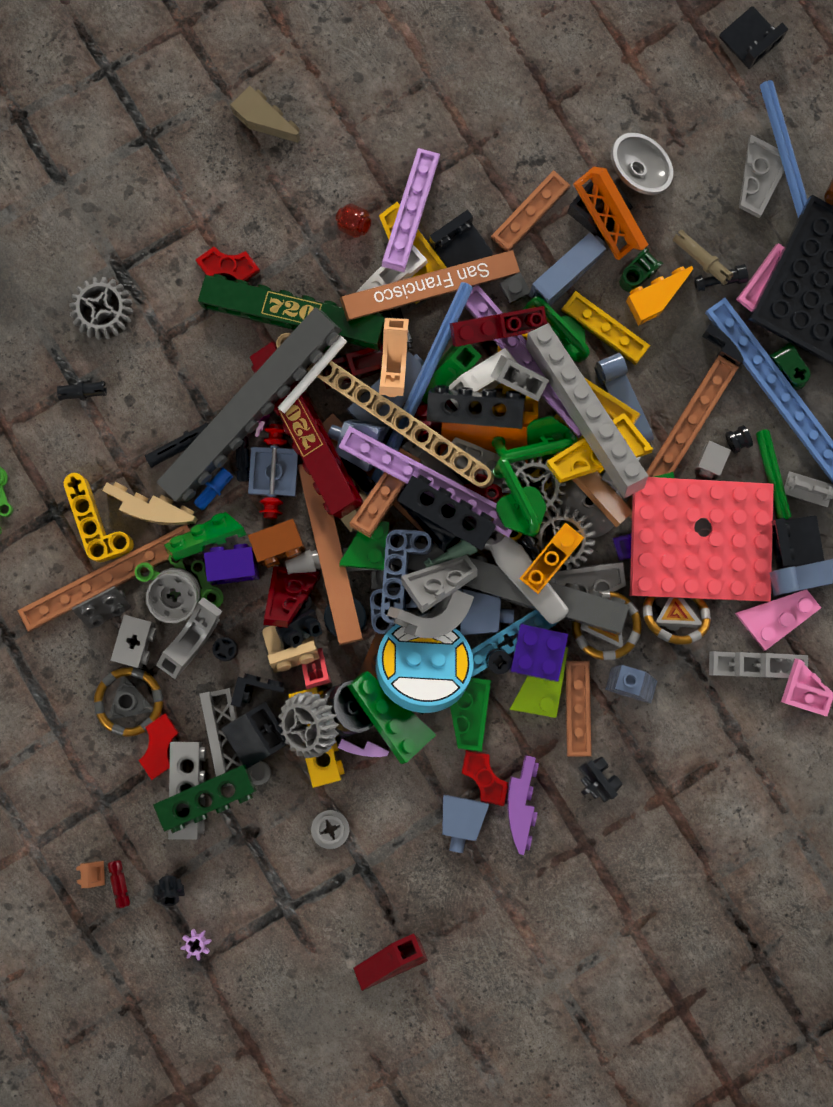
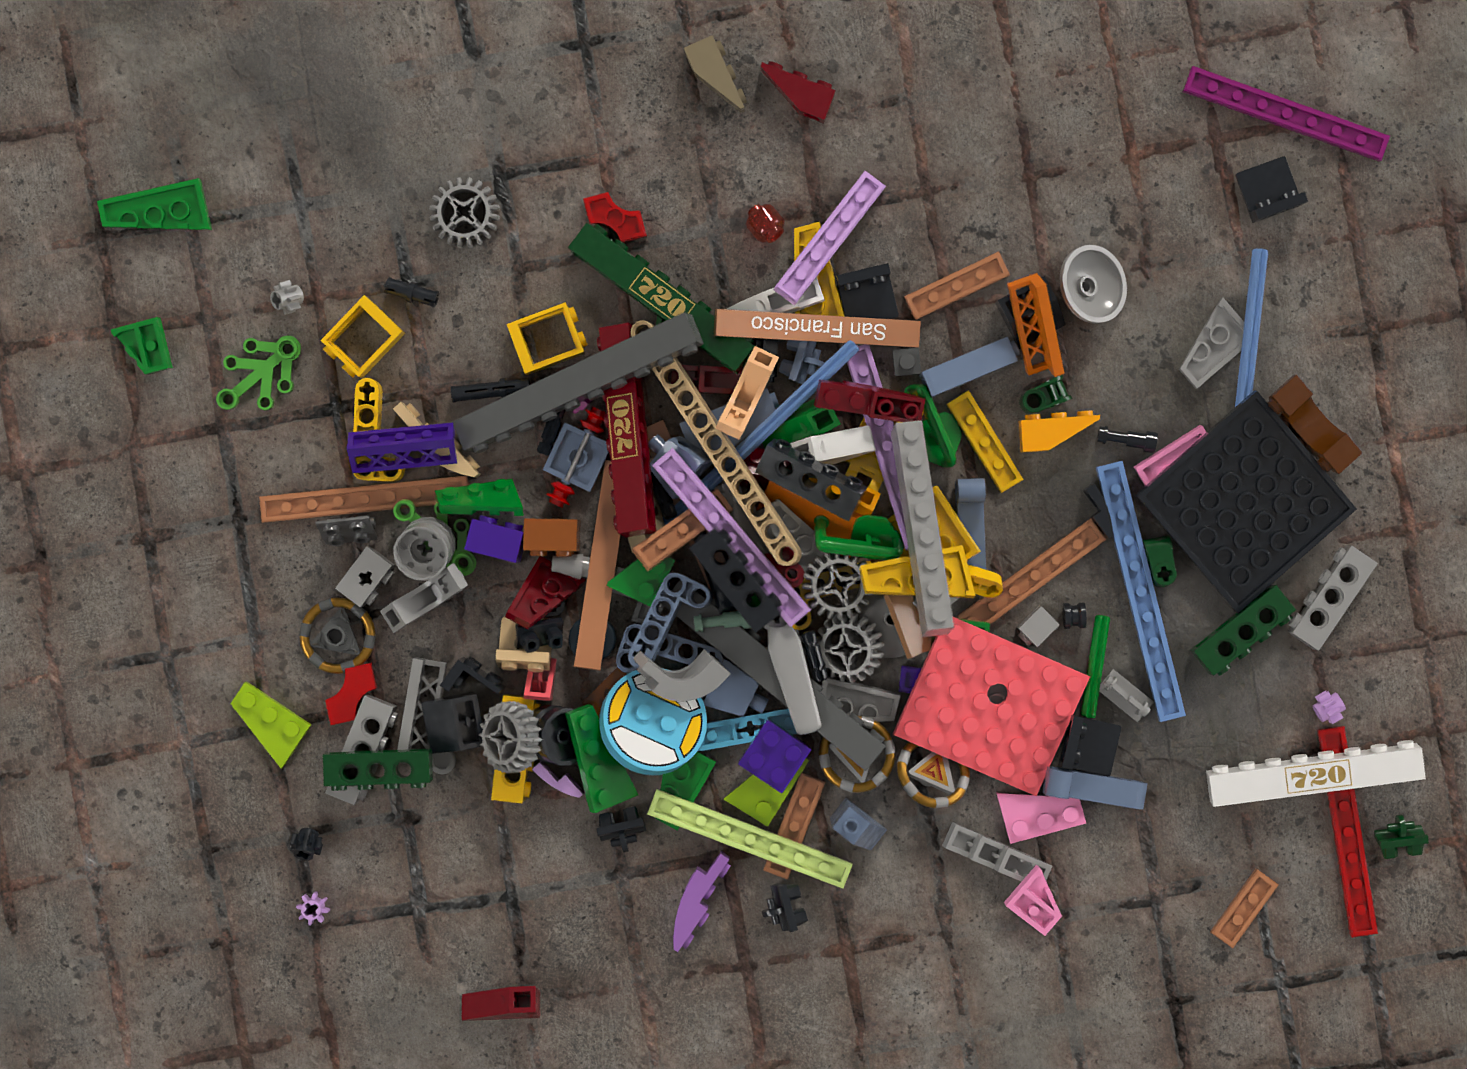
camera: 20 degrees right, 5 degrees up
(44, 416) = (377, 314): none -> yellow window
(91, 874) = (234, 796): nougat tile -> none
(99, 798) = (270, 722): none -> lime wing
(117, 513) = (400, 443): none -> dark purple fence
(118, 884) = (258, 816): dark red axle -> none
(195, 369) = (522, 348): none -> yellow window
(213, 488) = (508, 450): blue axle -> none
(221, 649) = (453, 623): black wheel -> none
(312, 374) = (654, 377): white bar -> none
(326, 840) = (484, 856): light grey gear -> none
(345, 107) = (805, 96): none -> dark red slope
(431, 318) = (804, 363): none -> sand blue hips
(435, 771) = (632, 825): none -> black hips
(438, 581) = (698, 645): light grey wing -> none
(462, 820) = (630, 891): sand blue torso -> none
(478, 768) = (672, 867): red tile -> none
(494, 659) = (732, 741): black wheel -> none
(519, 378) = (868, 466): light grey brick -> none
(522, 508) = (817, 603): green piece -> none
(545, 733) = (749, 838): none -> yellowish green tile
(551, 558) = (826, 666): light orange slope -> none
(656, 435) = (985, 582): none -> yellow beam
(710, 263) = (1121, 419): dark tan pin -> none

